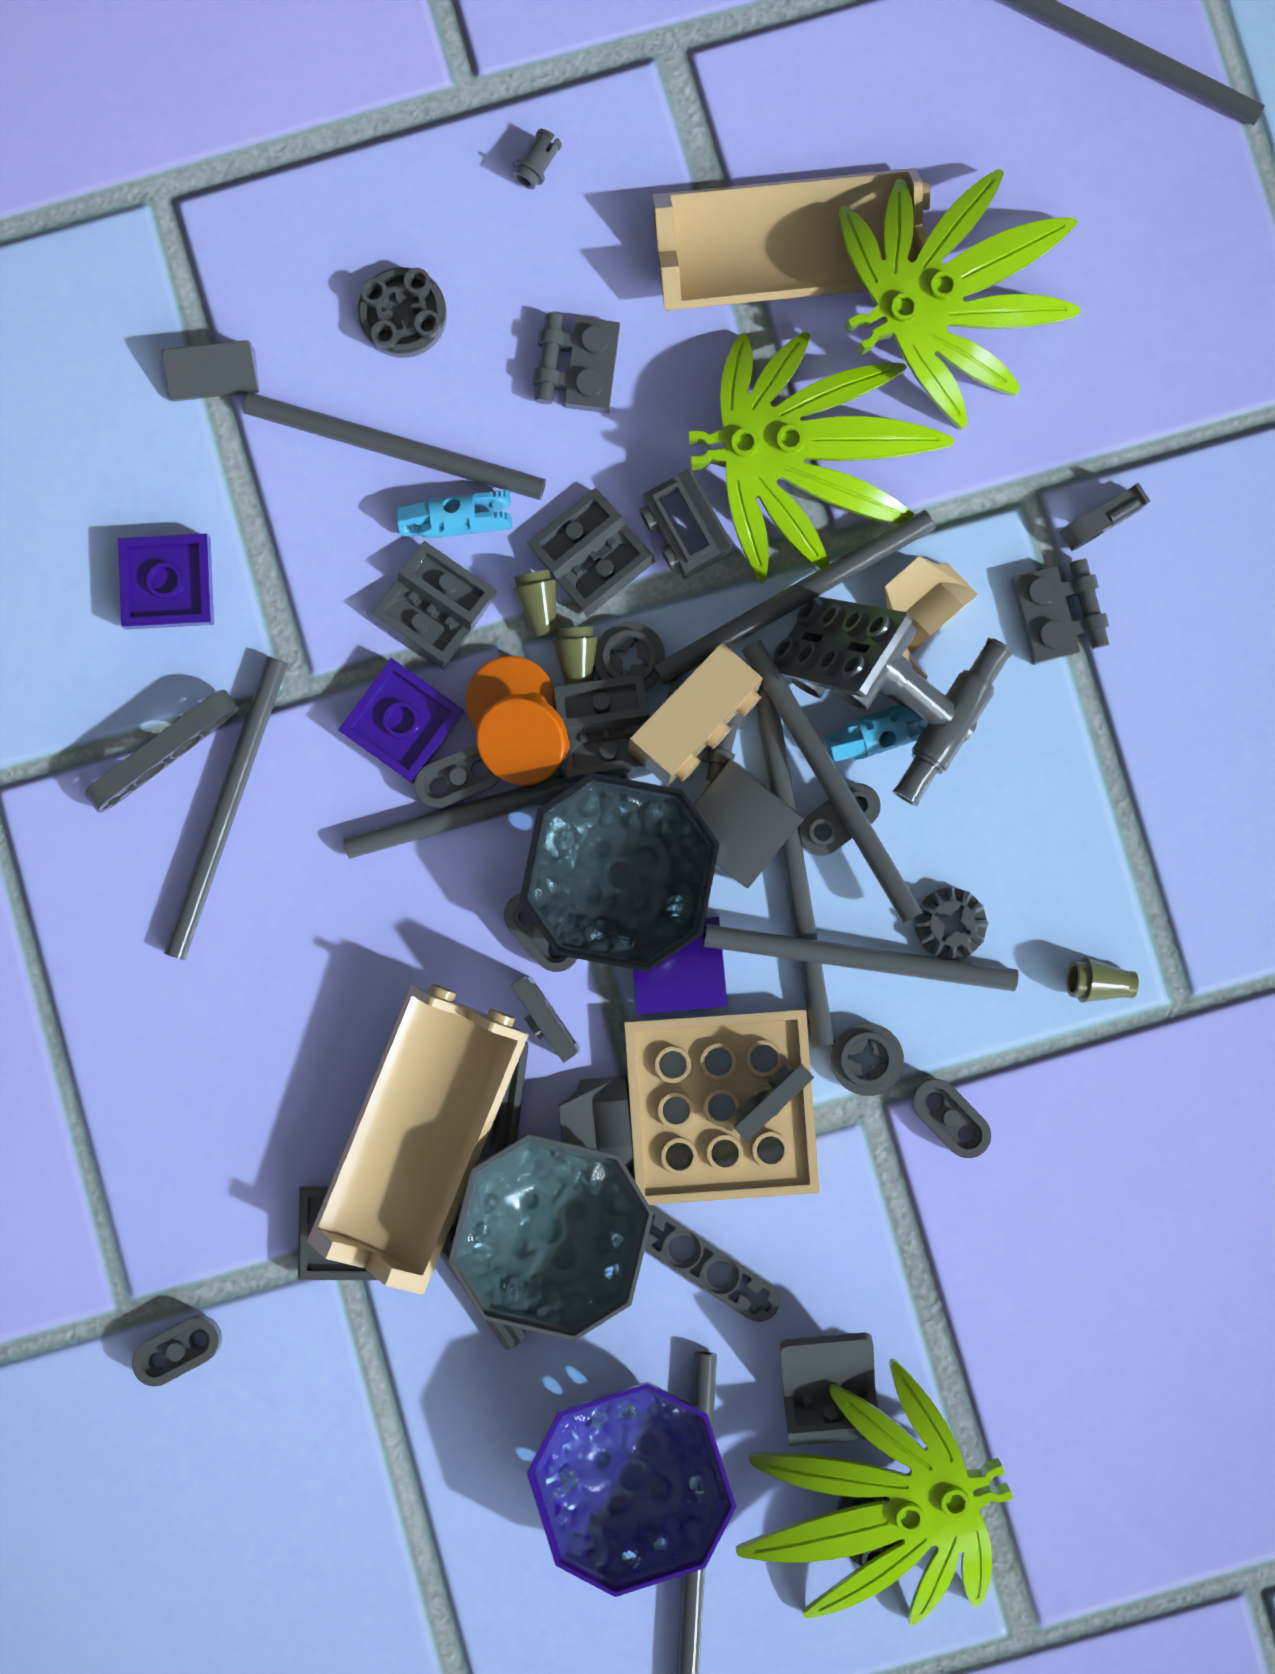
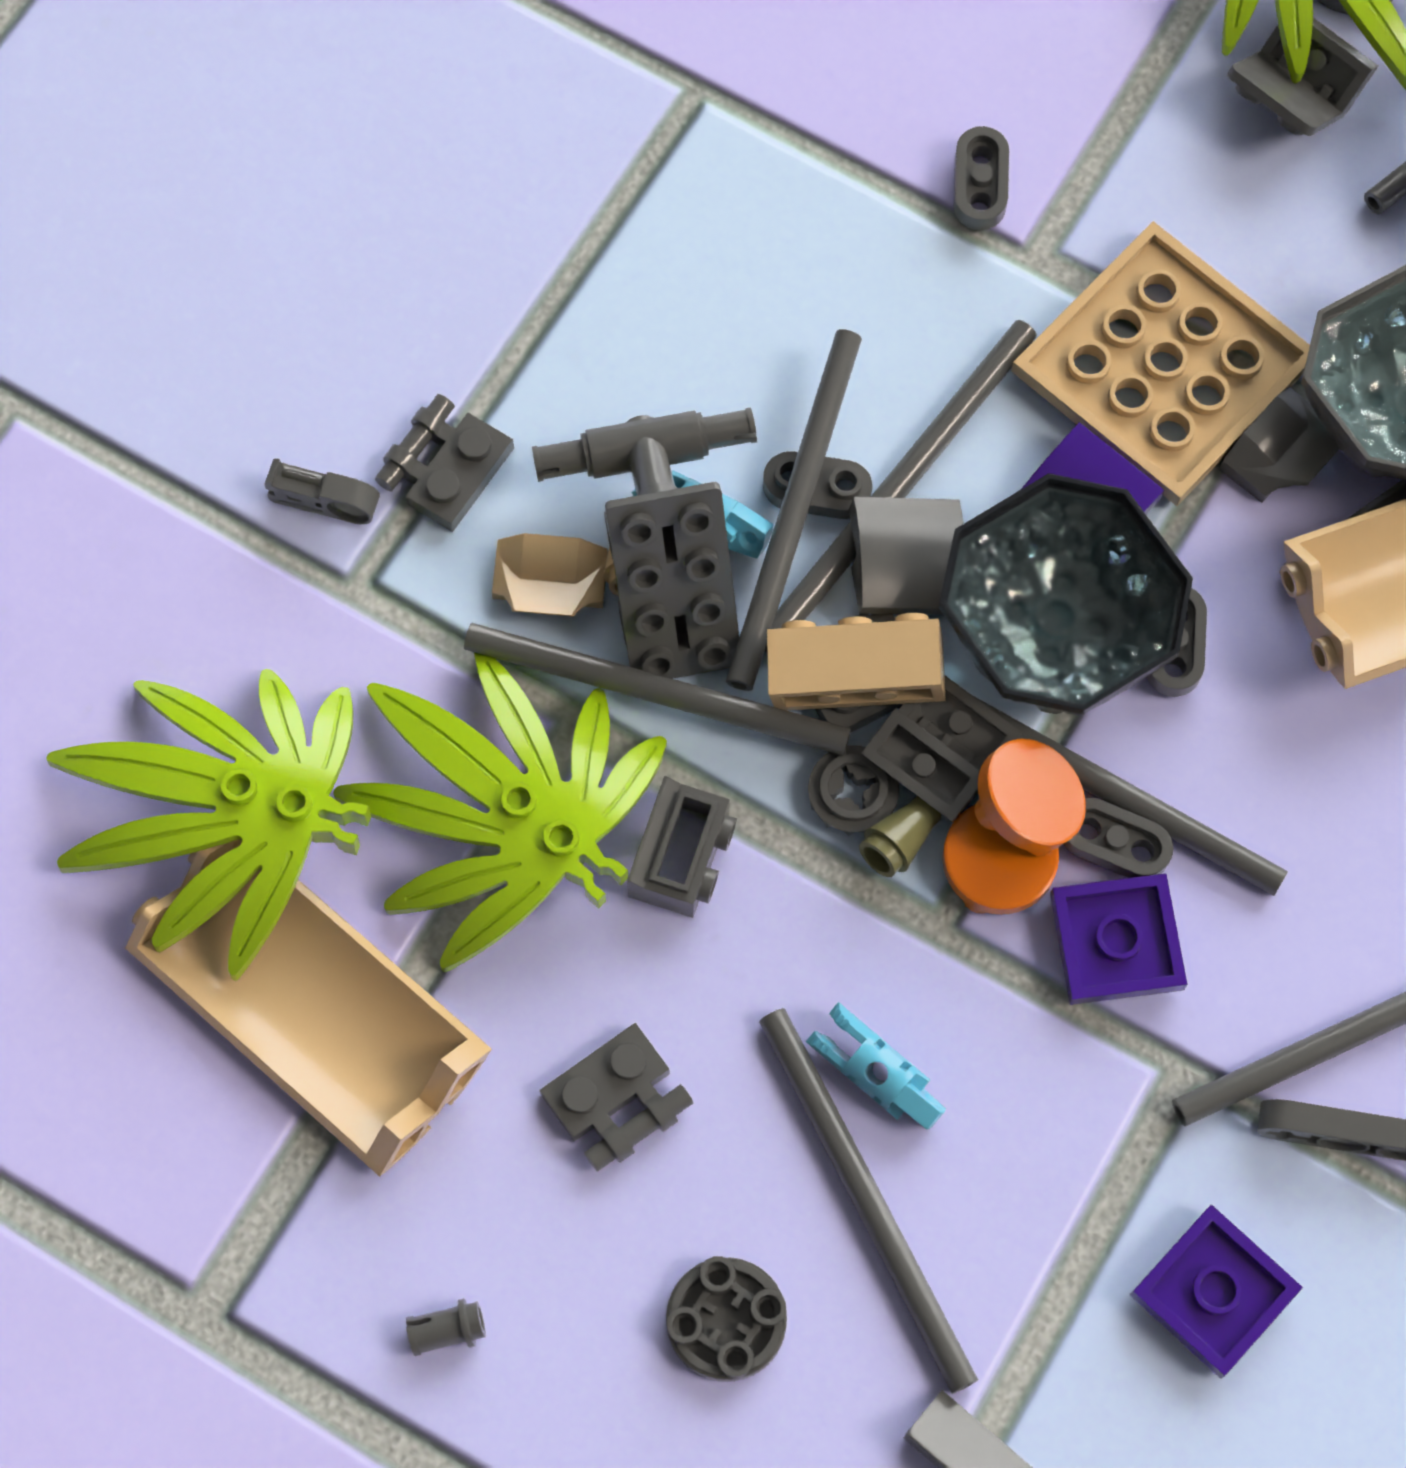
camera: 140 degrees left, 15 degrees down
(433, 605) = (981, 1015): dark grey slope -> none
(537, 601) = (883, 919): olive cone -> none
(544, 1019) = (1250, 554): dark grey plate -> none
(591, 552) = (788, 916): dark grey slope -> none
(704, 1256) = (1295, 270): dark grey beam -> none
(757, 1112) = (1122, 310): dark grey plate -> none
(859, 957) = (922, 354): dark grey piece -> none
(880, 1076) = (1003, 264): dark grey gear -> none
(930, 928) = (800, 334): dark grey gear -> none
(1099, 981) = (748, 161): olive cone -> none

